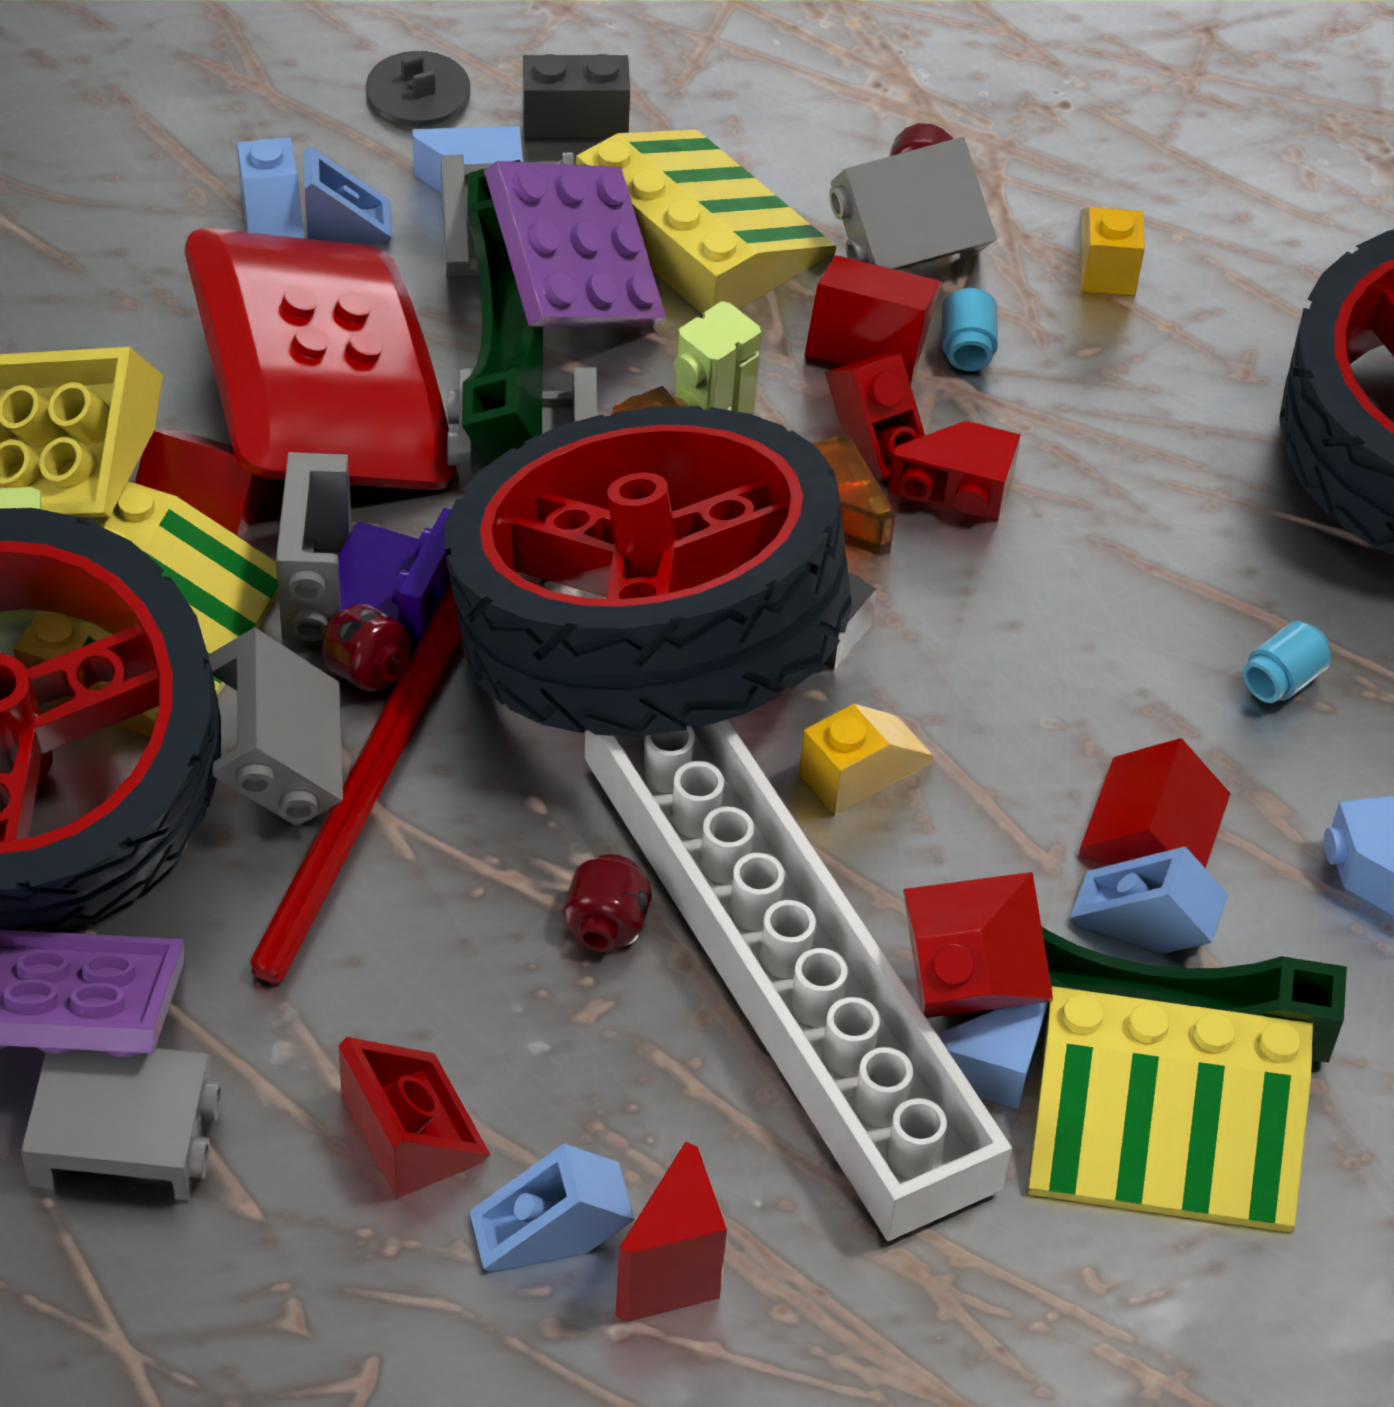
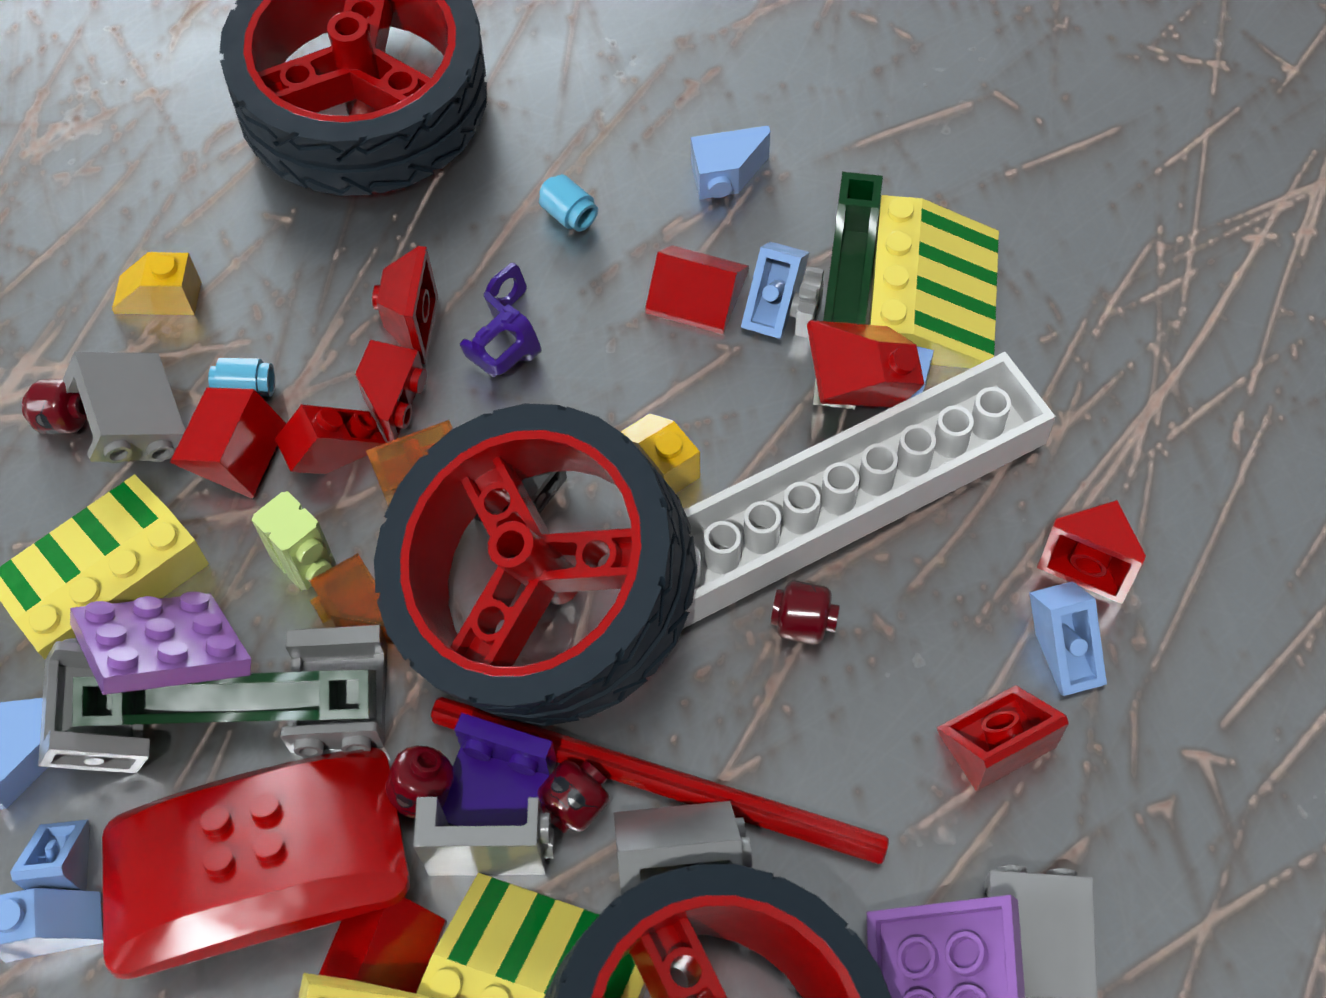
camera: 85 degrees left, 10 degrees up
(394, 496) = (418, 773): none -> dark red head
(1055, 584) = (505, 318): none -> dark purple piece
(1079, 484) = (408, 300): none -> red slope
(1117, 927) = (808, 301): none -> light grey plate

